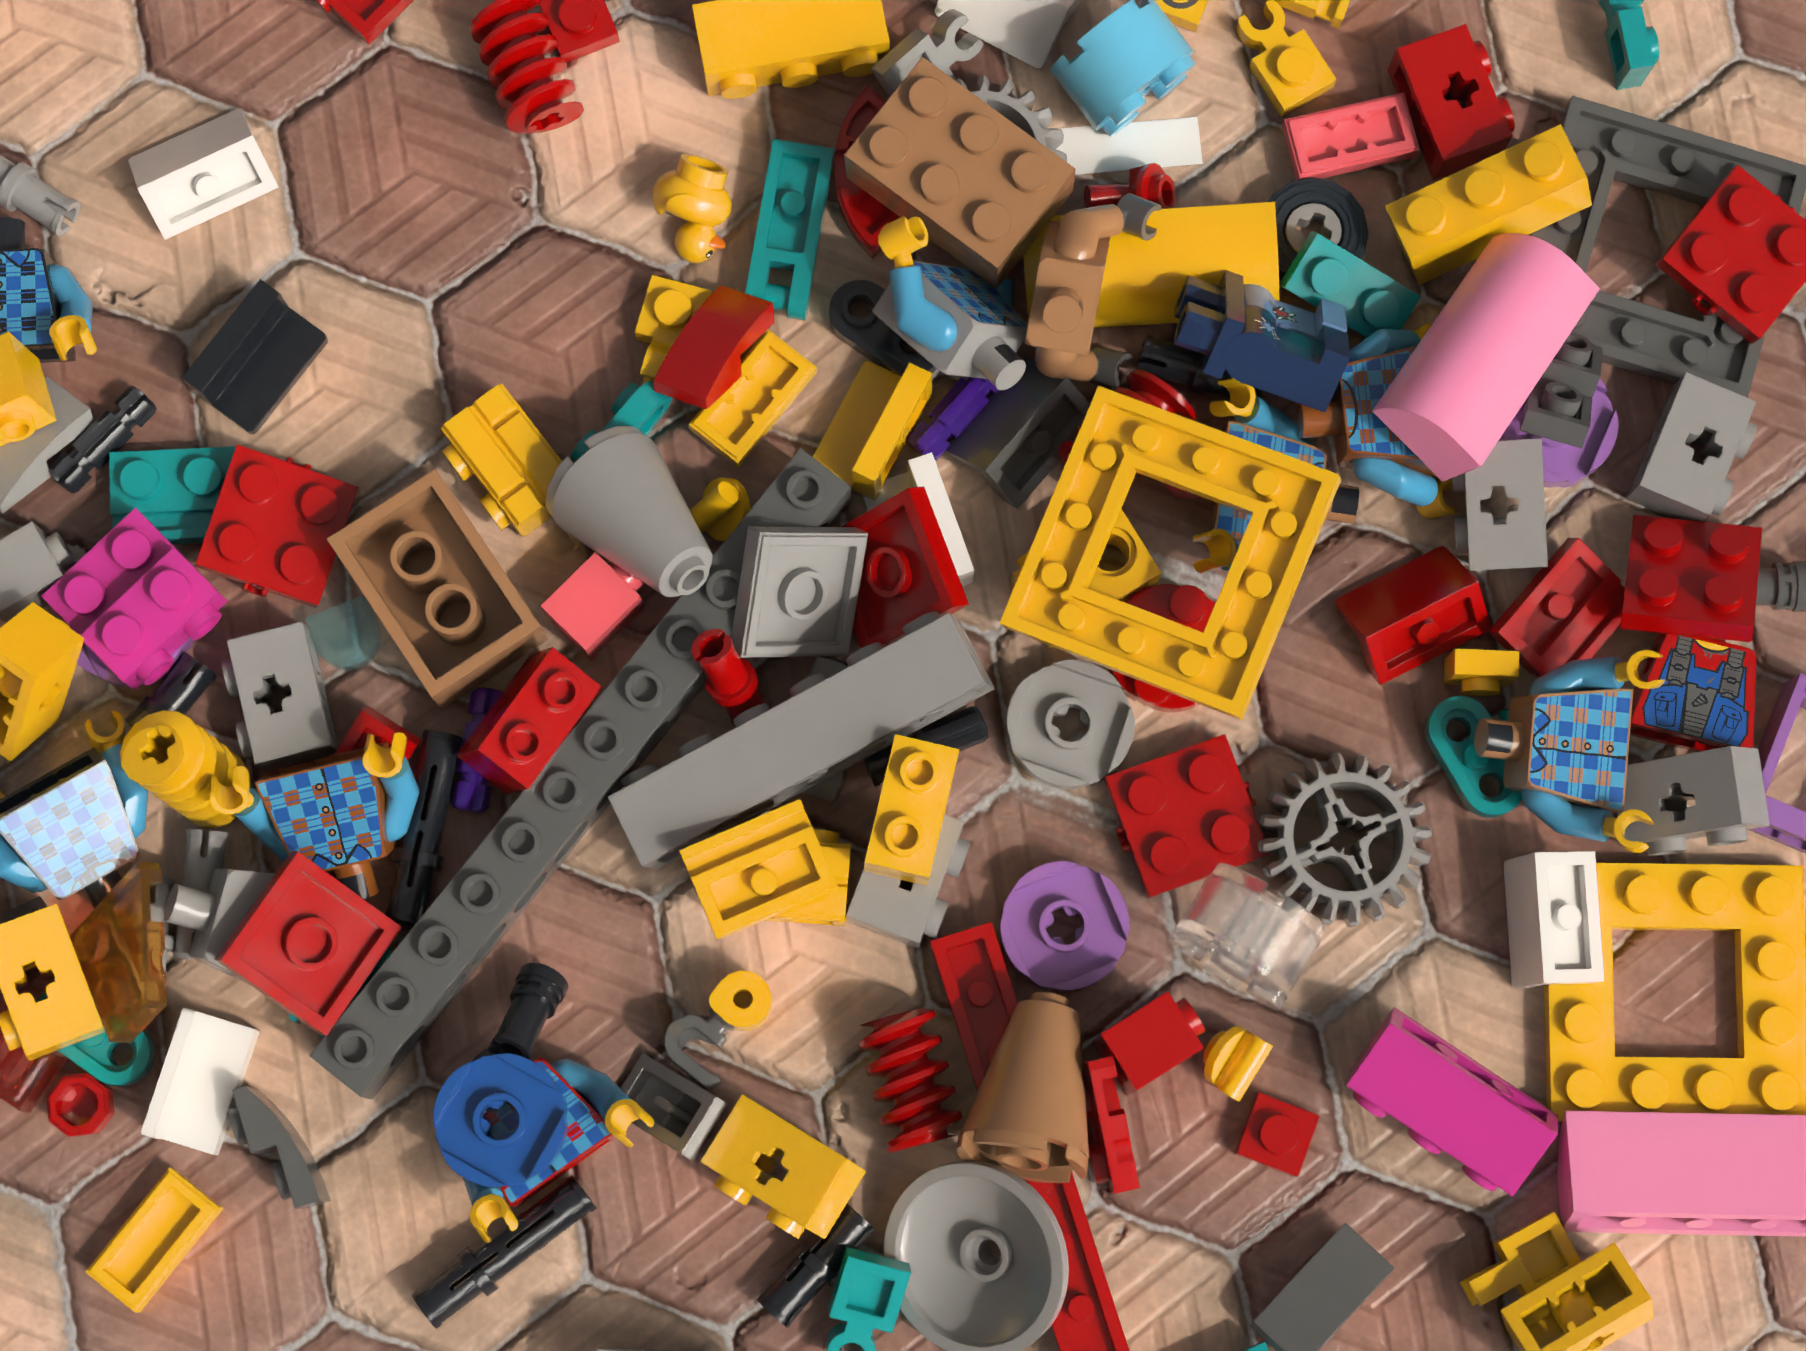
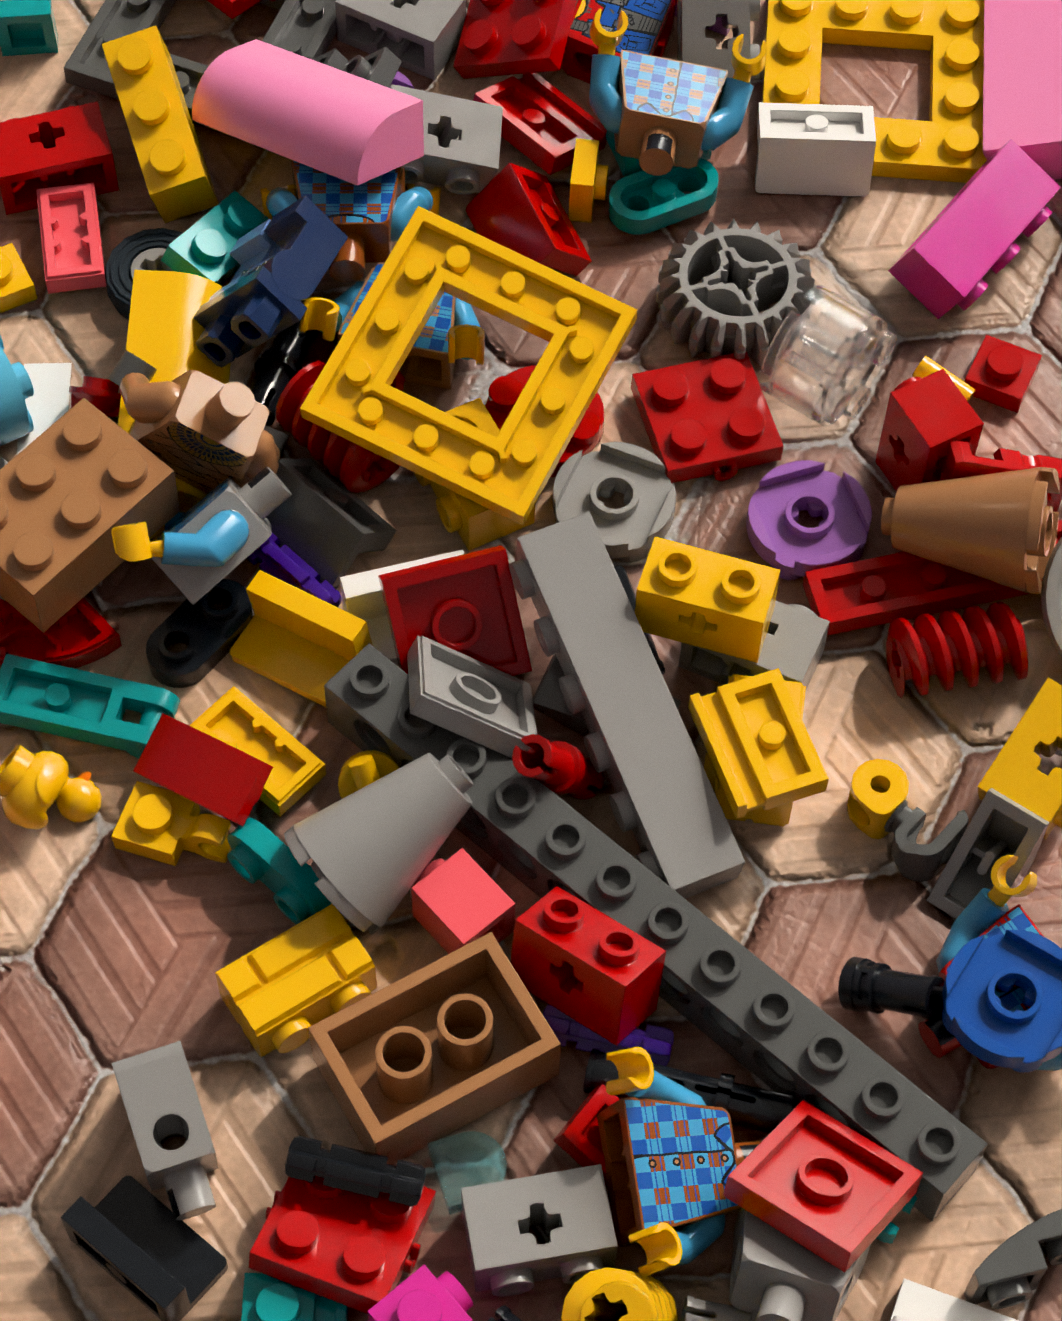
camera: 85 degrees left, 20 degrees down
(314, 527) = (355, 1171): none -> black axle
(355, 360) = (162, 1105): none -> light grey torso

